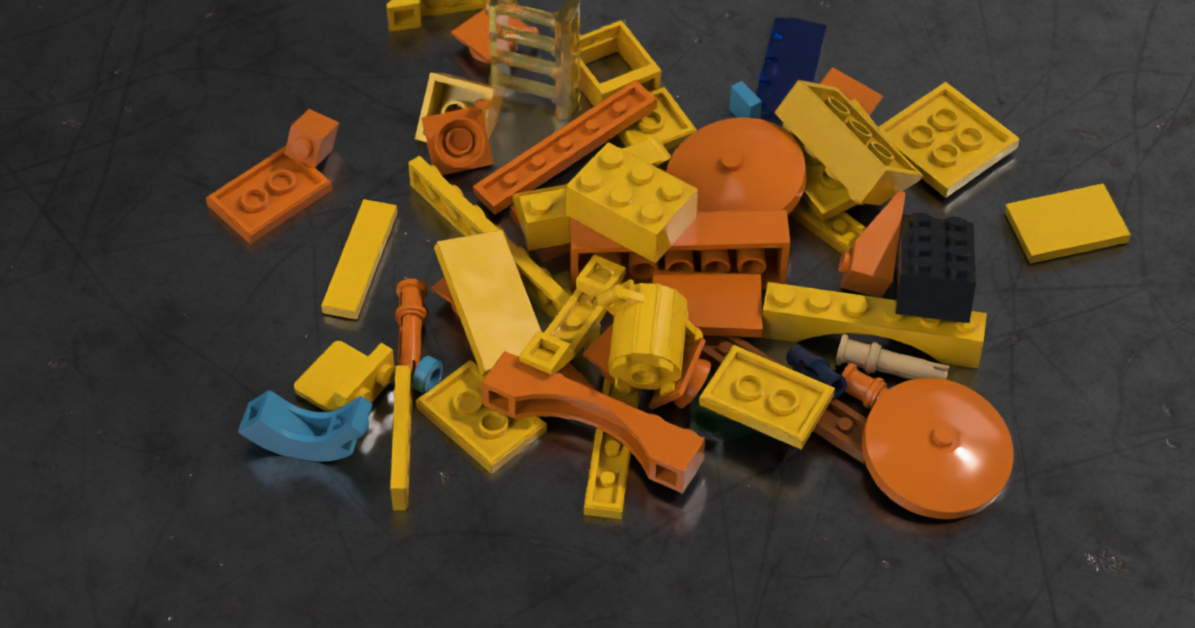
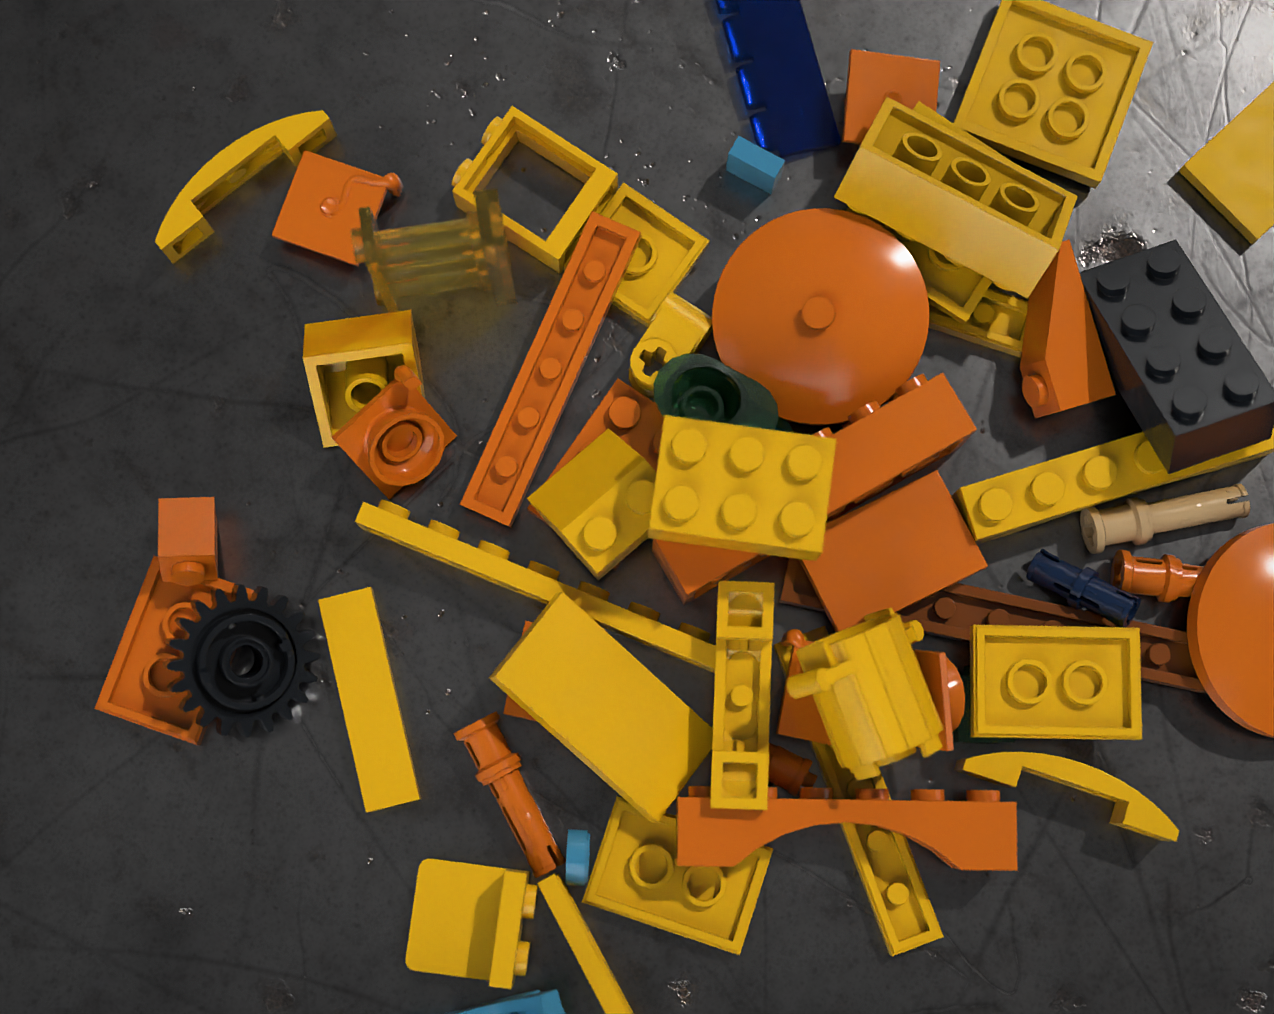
camera: 30 degrees left, 30 degrees up
(298, 221) = (207, 654): none -> black gear
(753, 462) = (1130, 810): none -> yellow slope

